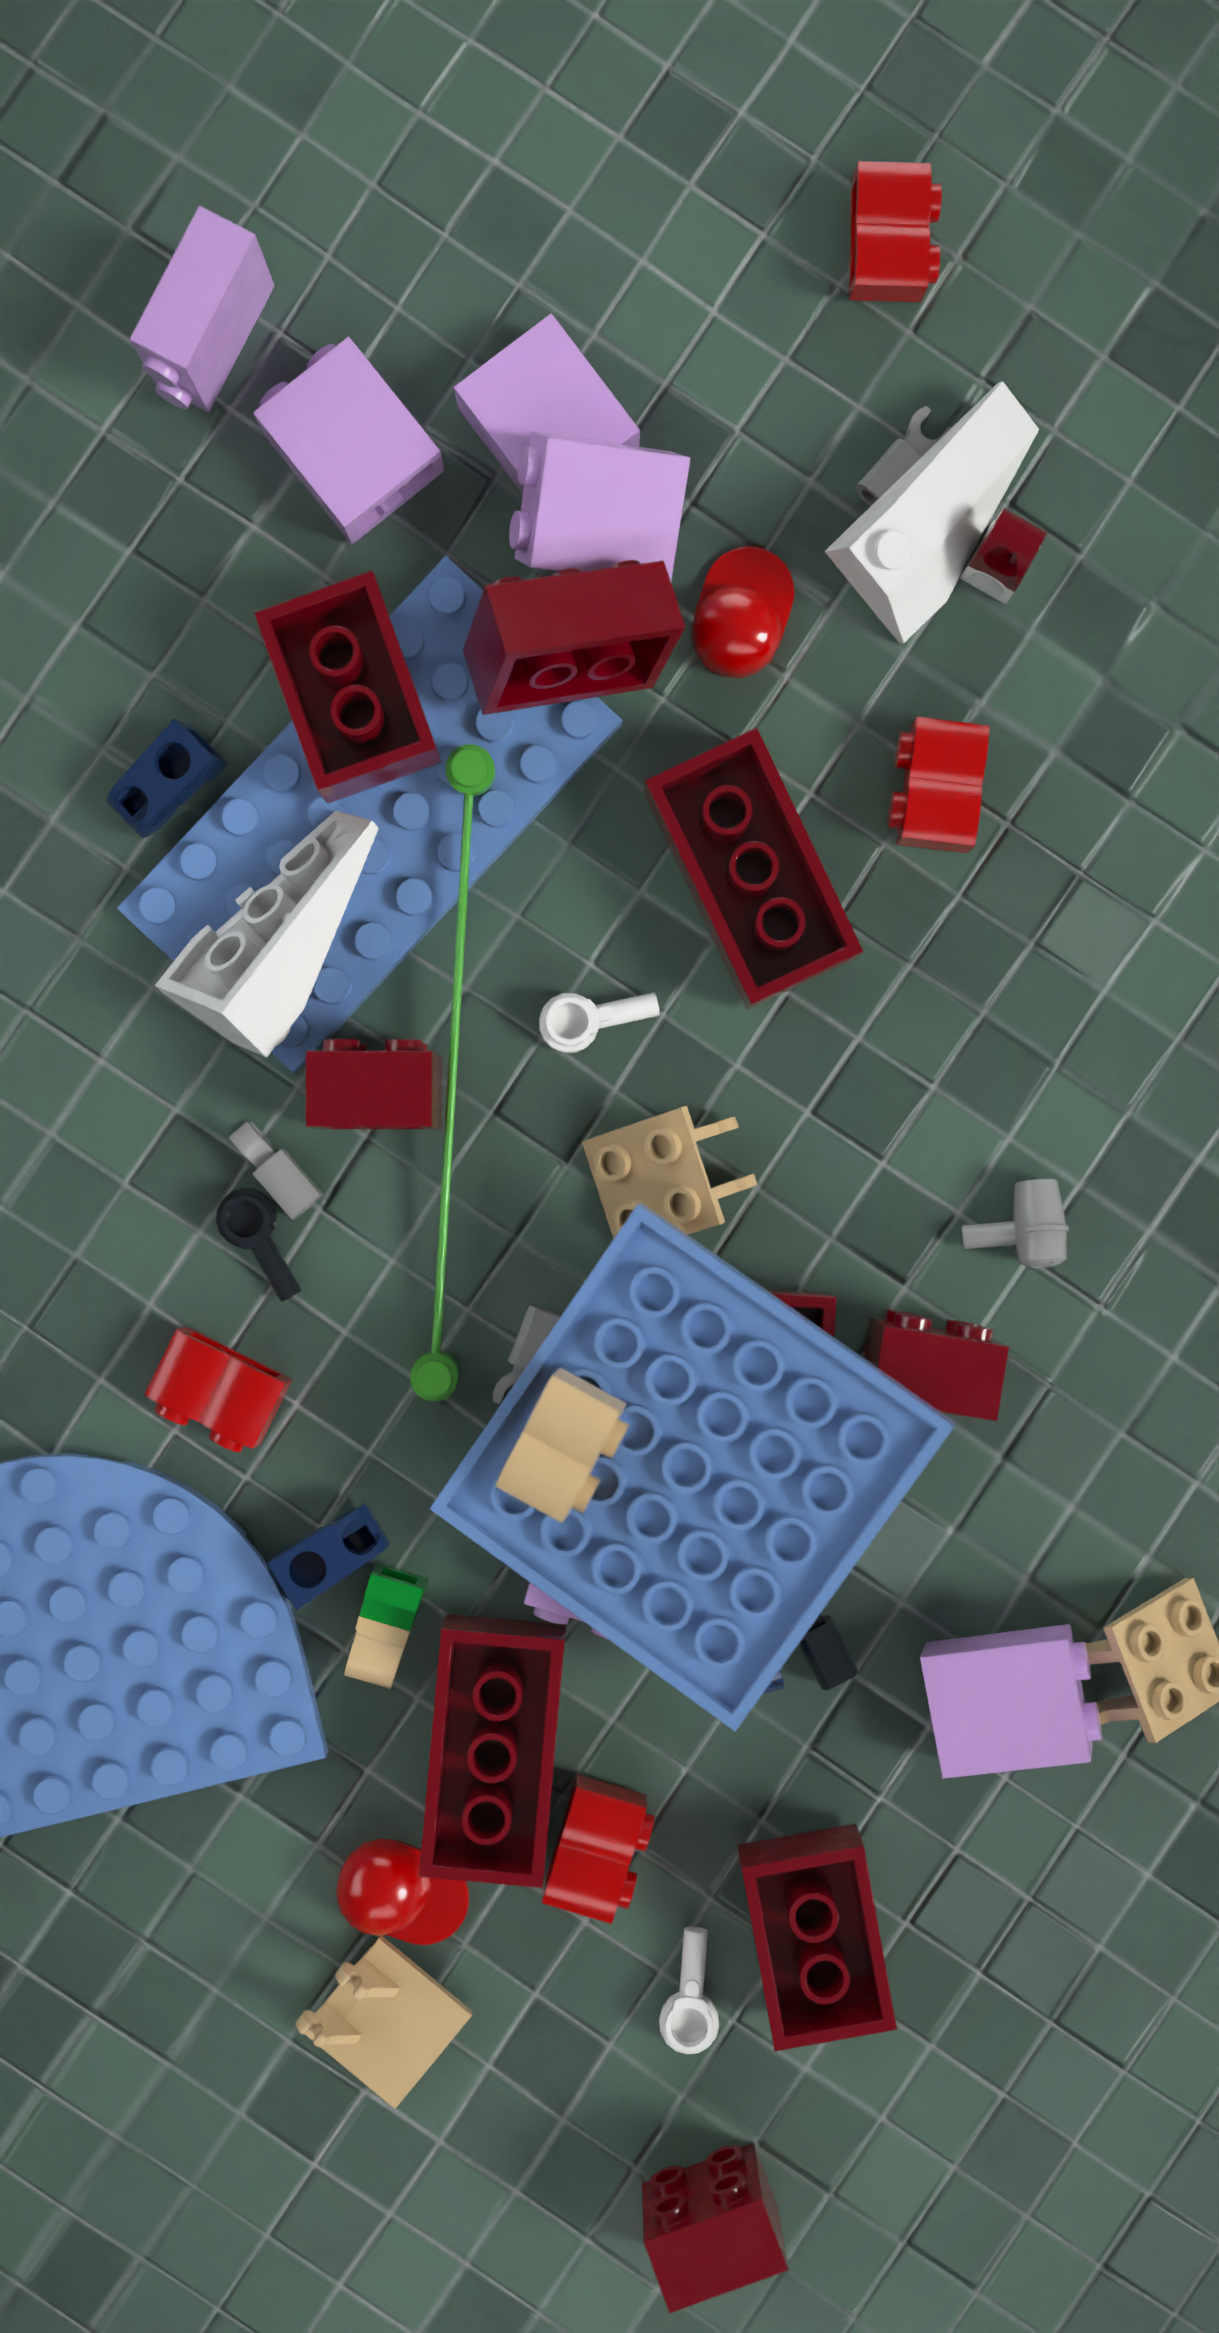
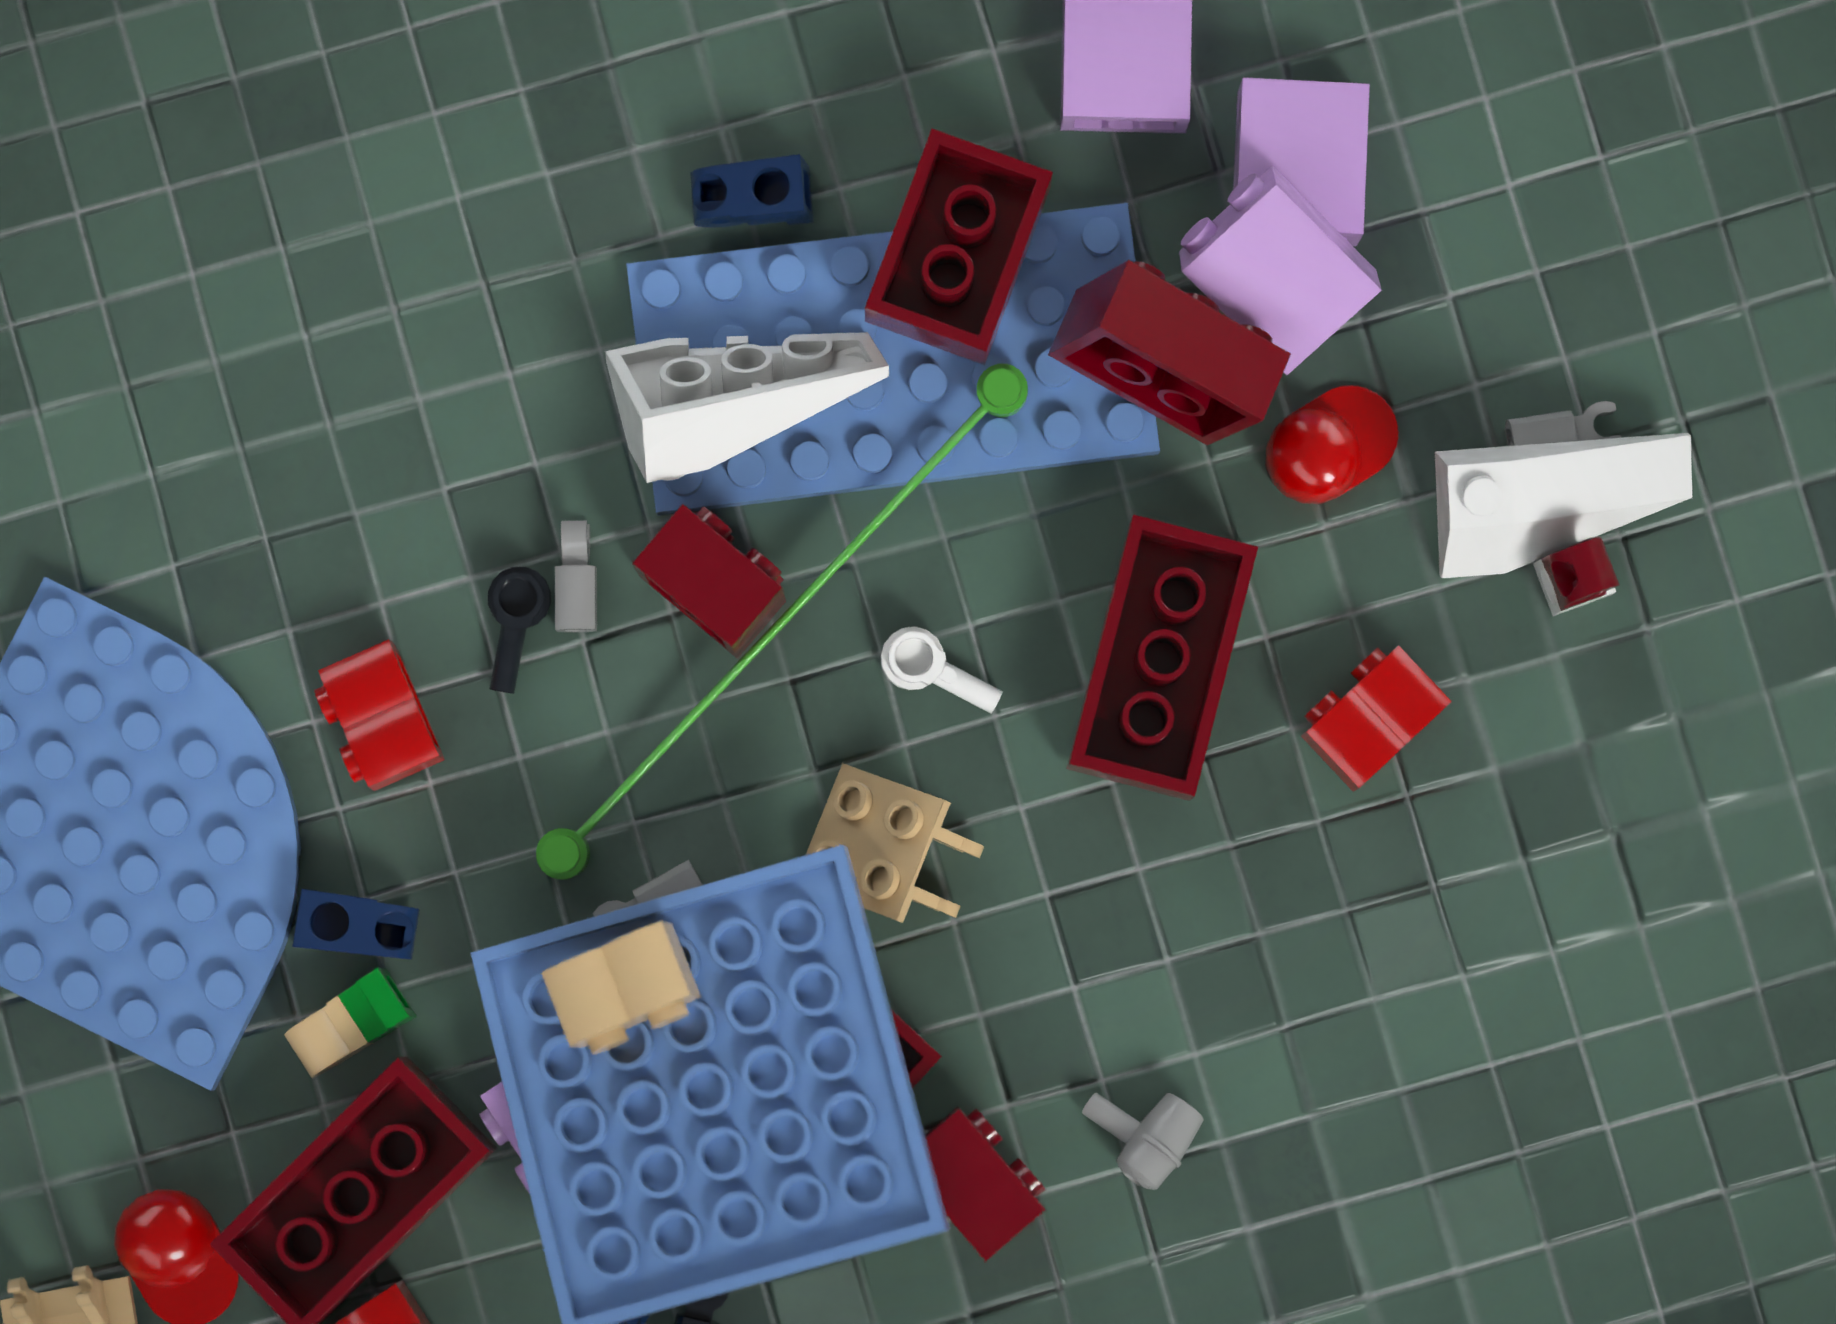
camera: 40 degrees right, 5 degrees down
(892, 231) = (1701, 242): red brick -> none

